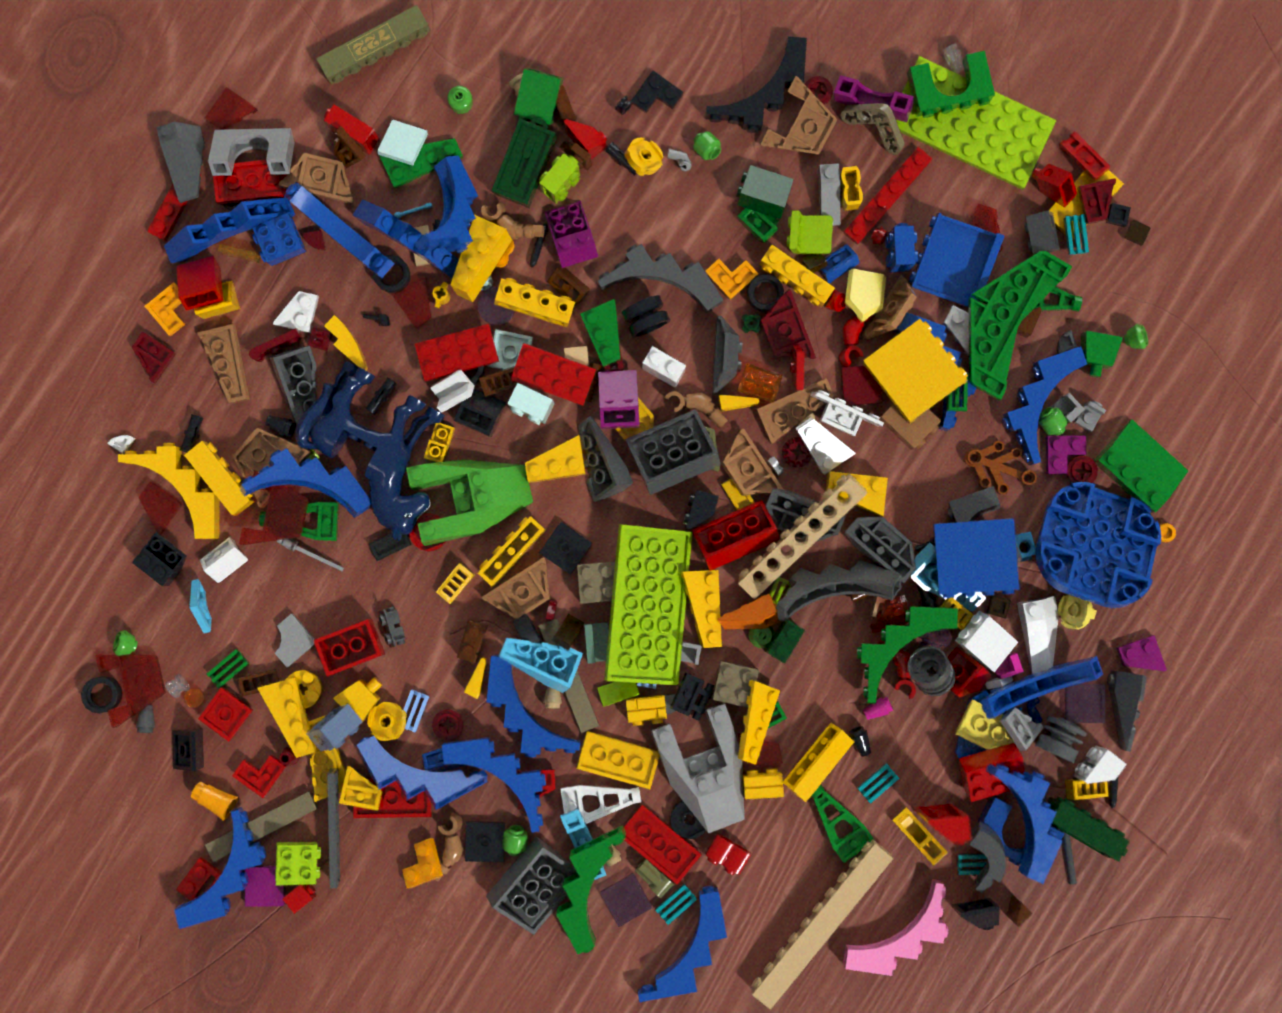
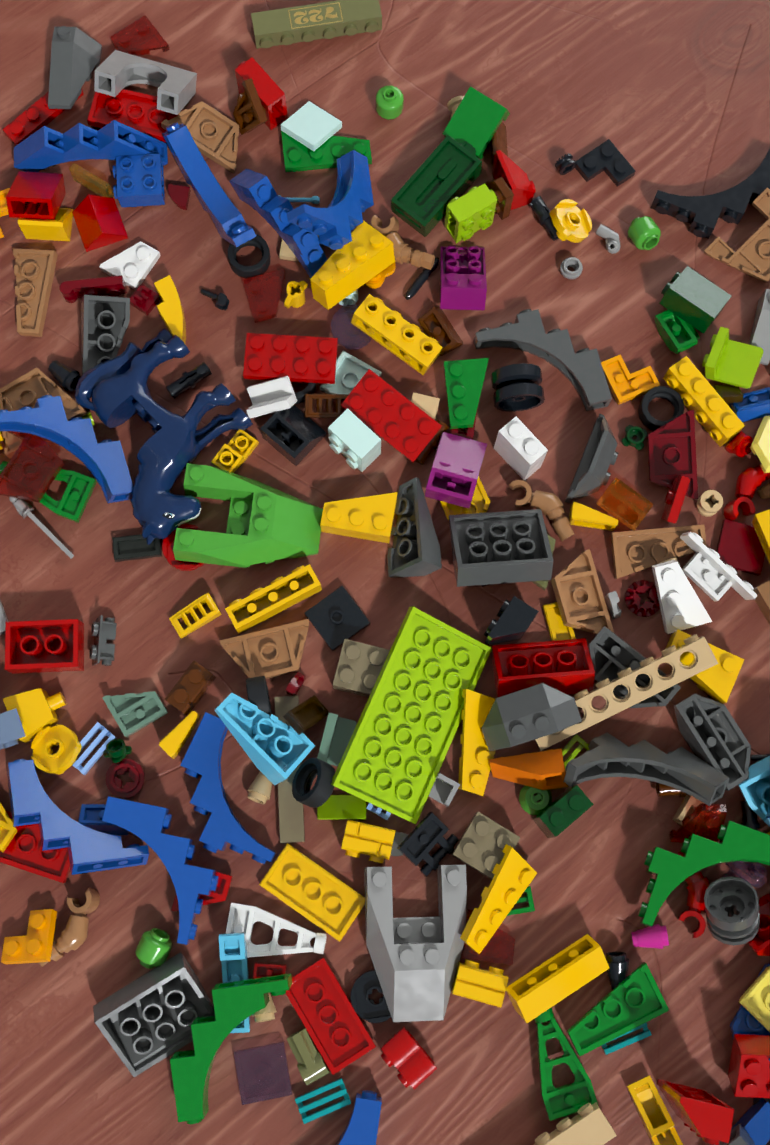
camera: 20 degrees right, 10 degrees down
(258, 285) = (99, 222): none -> red slope
(434, 706) = (117, 750): none -> dark green plate
(436, 671) = (135, 710): none -> sand green wing
(484, 841) = (116, 937): black plate -> none
(582, 681) = (303, 780): none -> black tyre
(604, 827) = (268, 969): none -> red piece
(657, 189) = (574, 263): none -> light grey plate
(737, 578) = (528, 716): none -> dark grey wedge
(826, 362) = (705, 506): none -> tan wheel
(872, 768) = (623, 1009): none -> green wing

